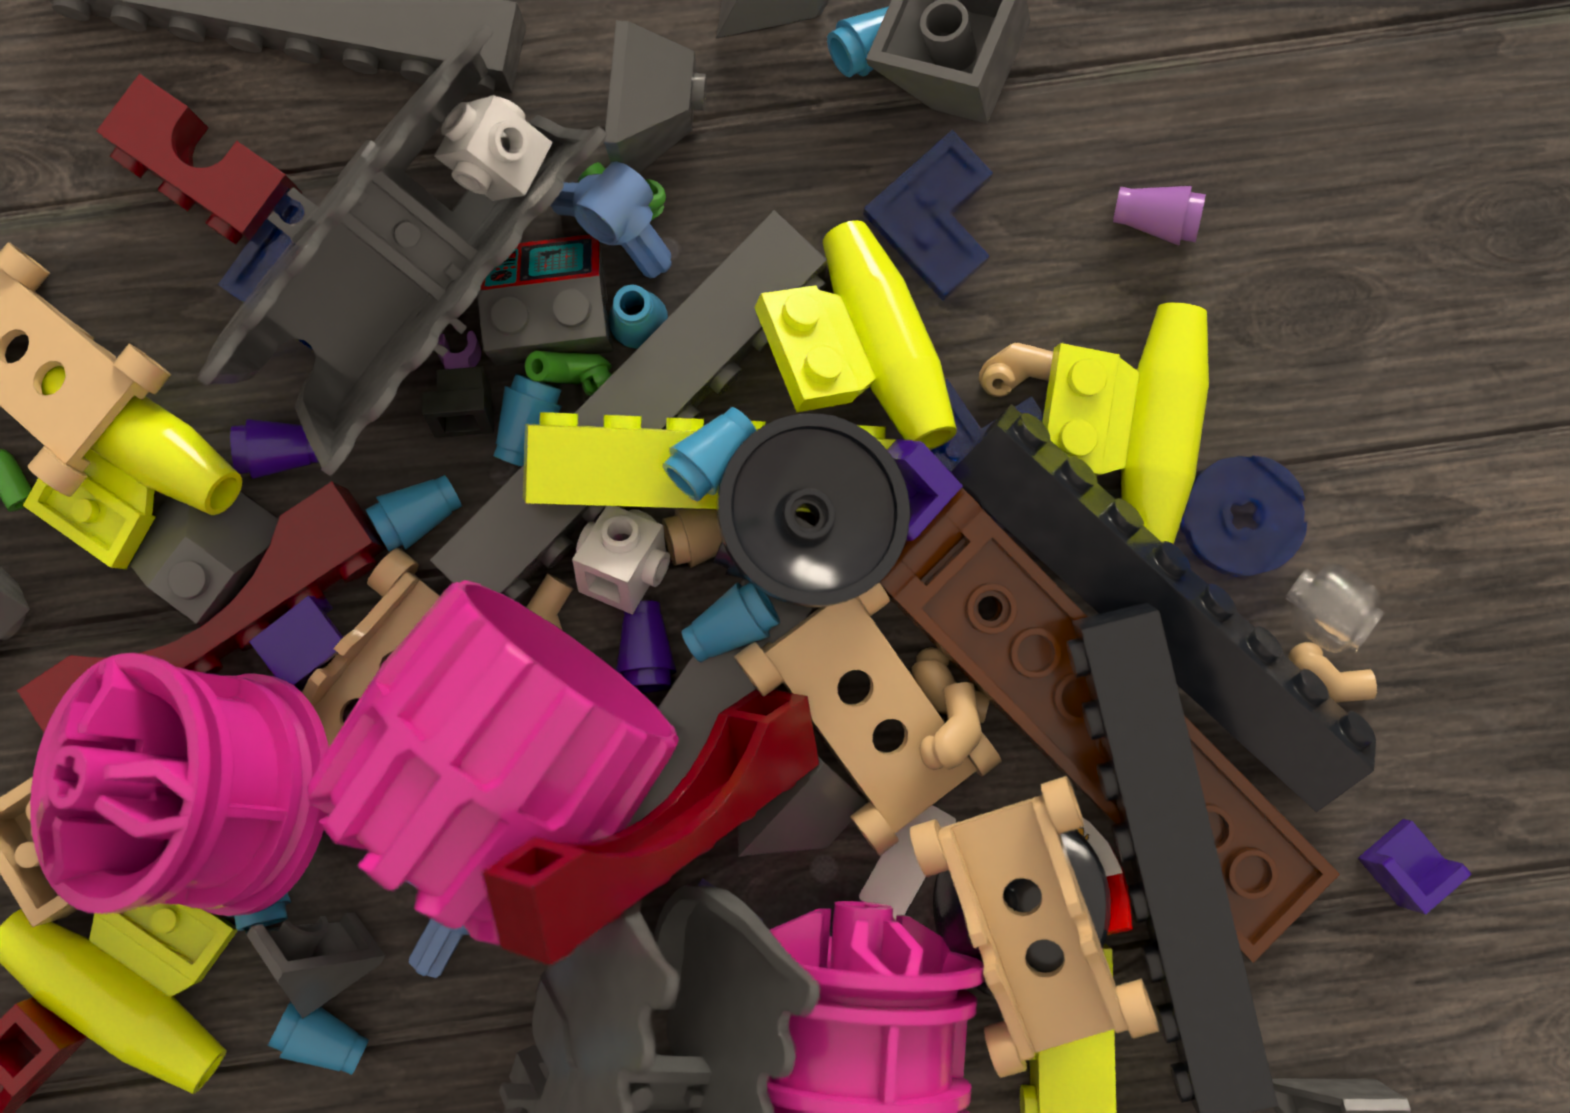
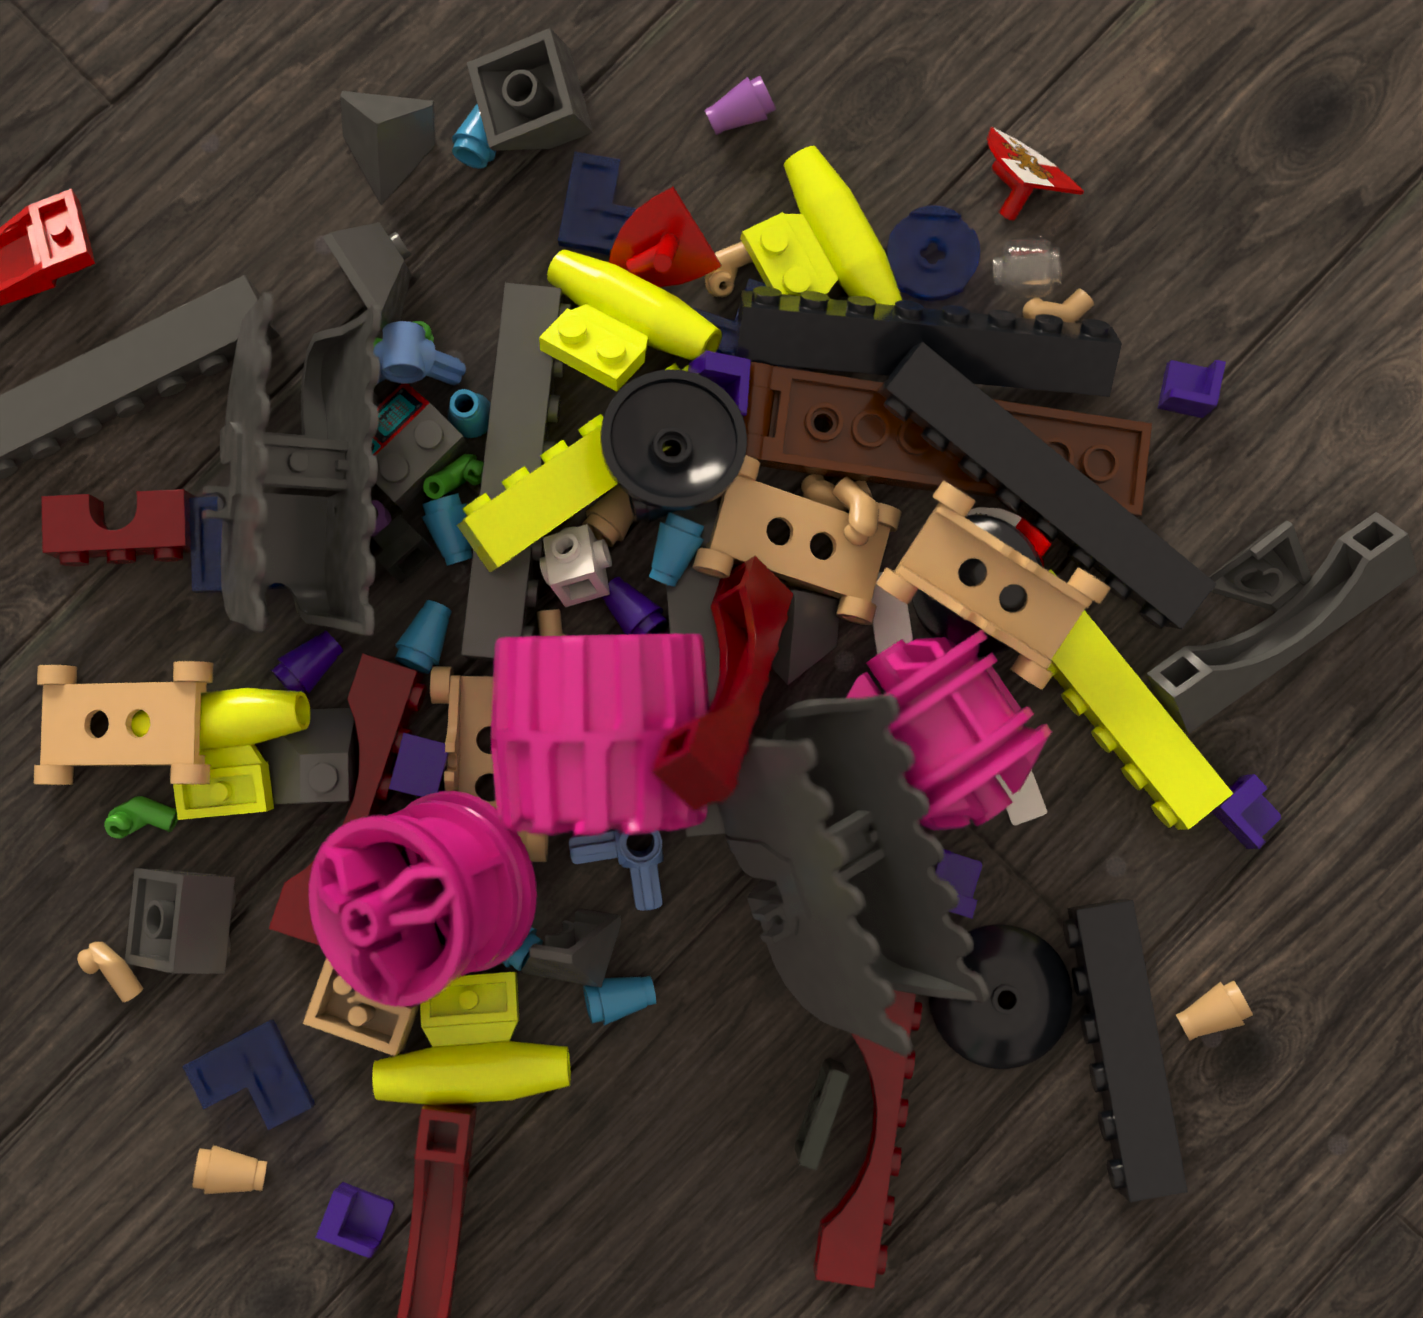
camera: 40 degrees left, 0 degrees up
(492, 148) = (310, 370): white brick -> none
(702, 457) = (583, 458): dark azure cone -> none
(969, 293) = (663, 243): none -> red shield
(1407, 503) = (1023, 171): none -> shield

